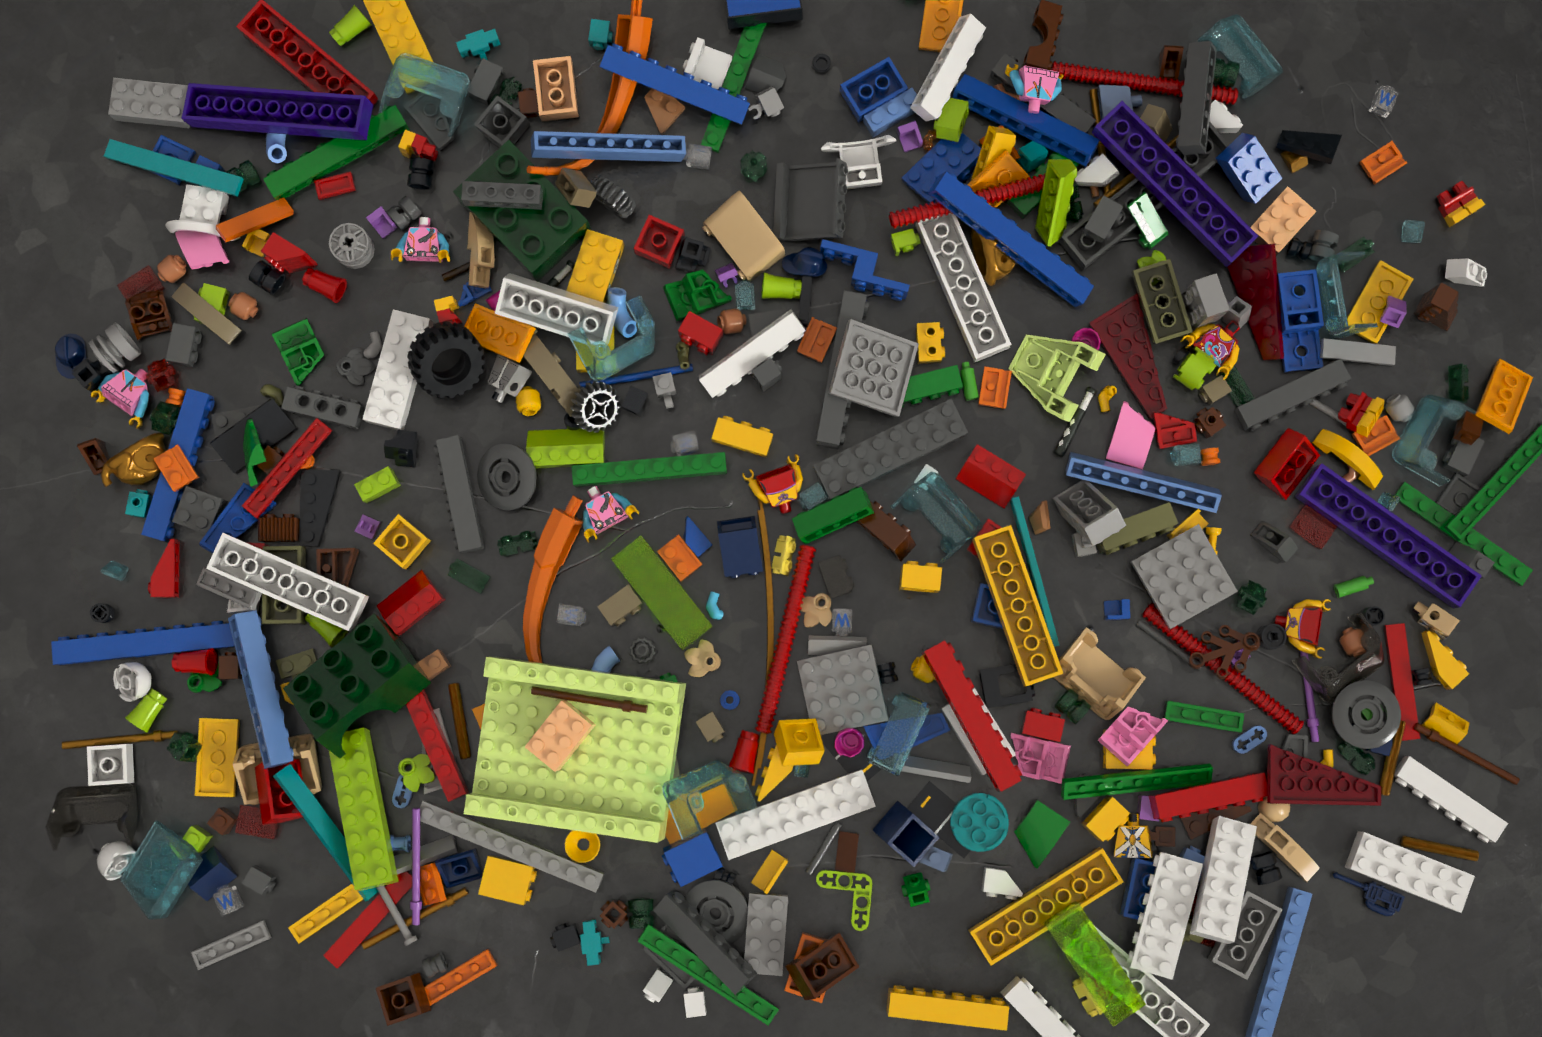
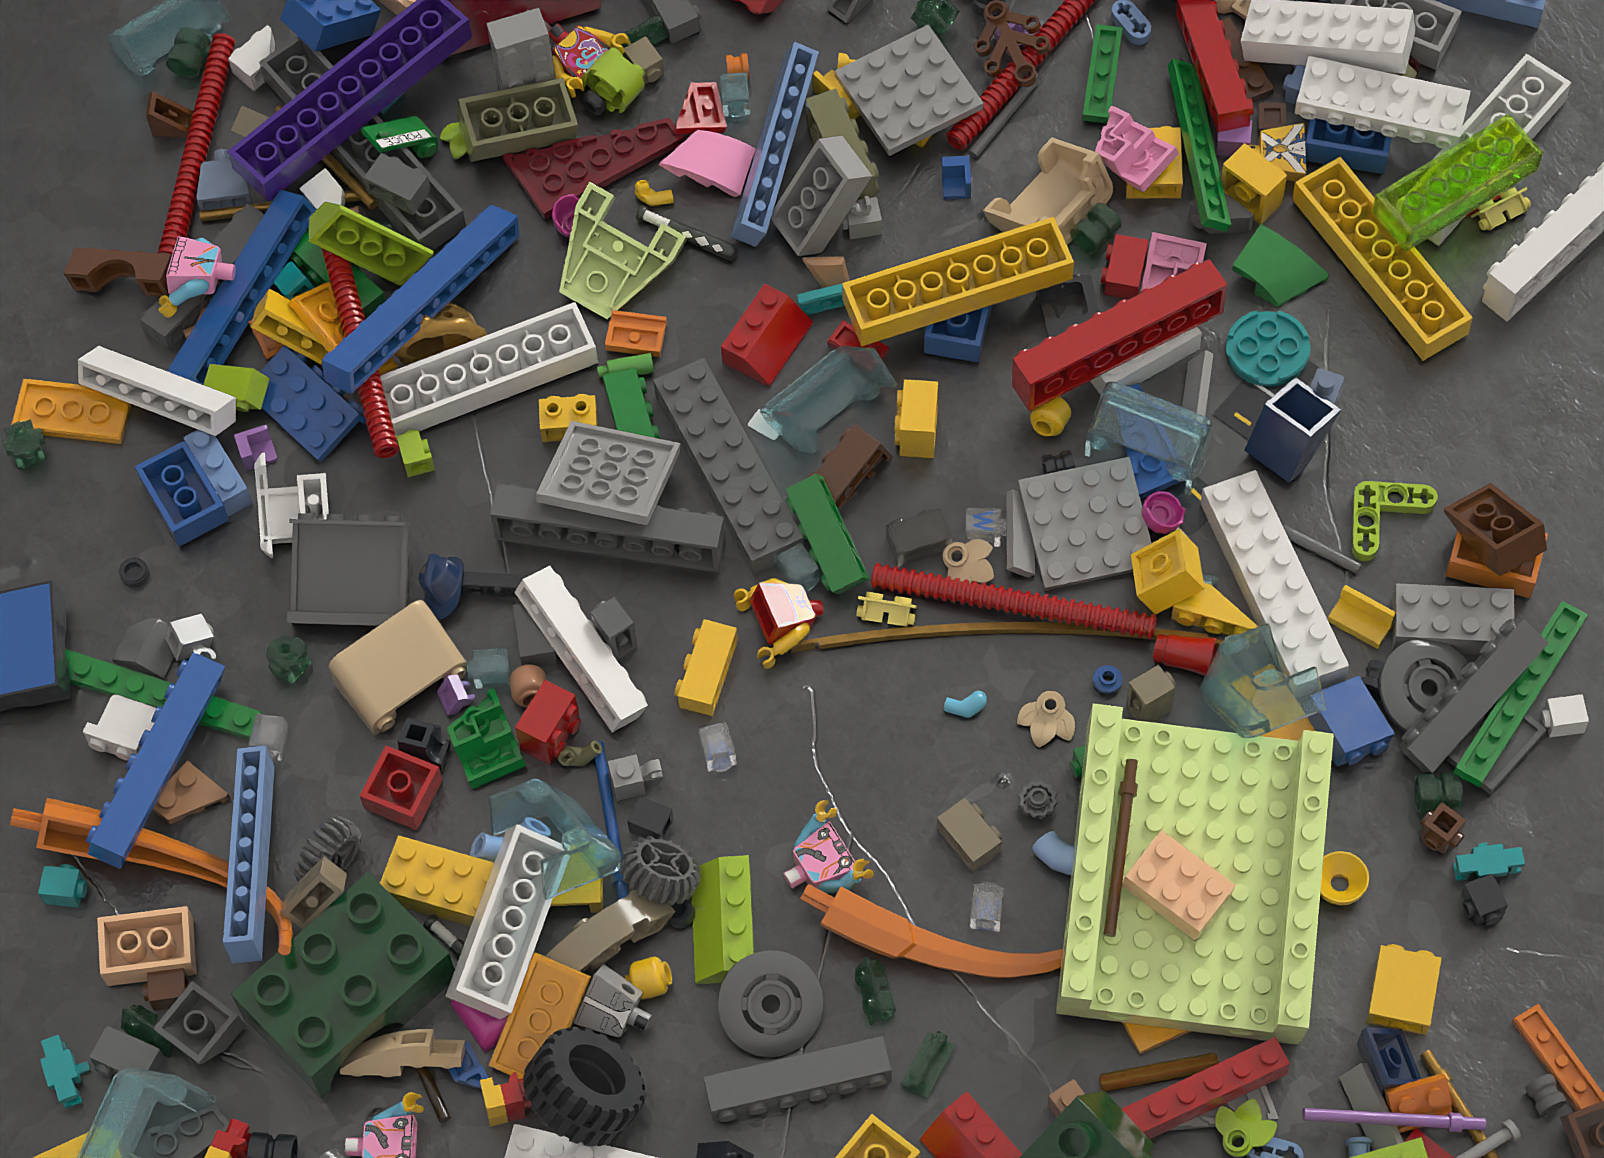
camera: 90 degrees left, 20 degrees down
(502, 195) = (325, 984): dark grey brick -> none
(510, 846) = (1350, 983): light grey brick -> none
(649, 469) = (758, 797): green brick -> none
(657, 985) = (1545, 764): white slope -> none
(662, 593) = (947, 772): clear neon green brick -> none
(679, 558) = (893, 755): orange plate -> none
(695, 538) = (862, 732): blue slope -> none
(739, 546) = (874, 665): dark blue slope -> none
(780, 287) = (478, 619): lime plant -> none
(817, 340) = (570, 565): orange plate -> none
(846, 851) = (1323, 516): reddish brown slope -> none
(864, 268) = (457, 498): blue bracket -> none
(916, 889) = (1371, 421): green brick -> none
(928, 139) = (255, 419): clear orange arm -> none
(948, 1009) = (1537, 376): yellow brick -> none
(999, 882) = (1352, 320): white slope -> none
(1196, 98) = (226, 71): dark grey brick -> none
(1209, 421) = (689, 65): reddish brown brick -> none

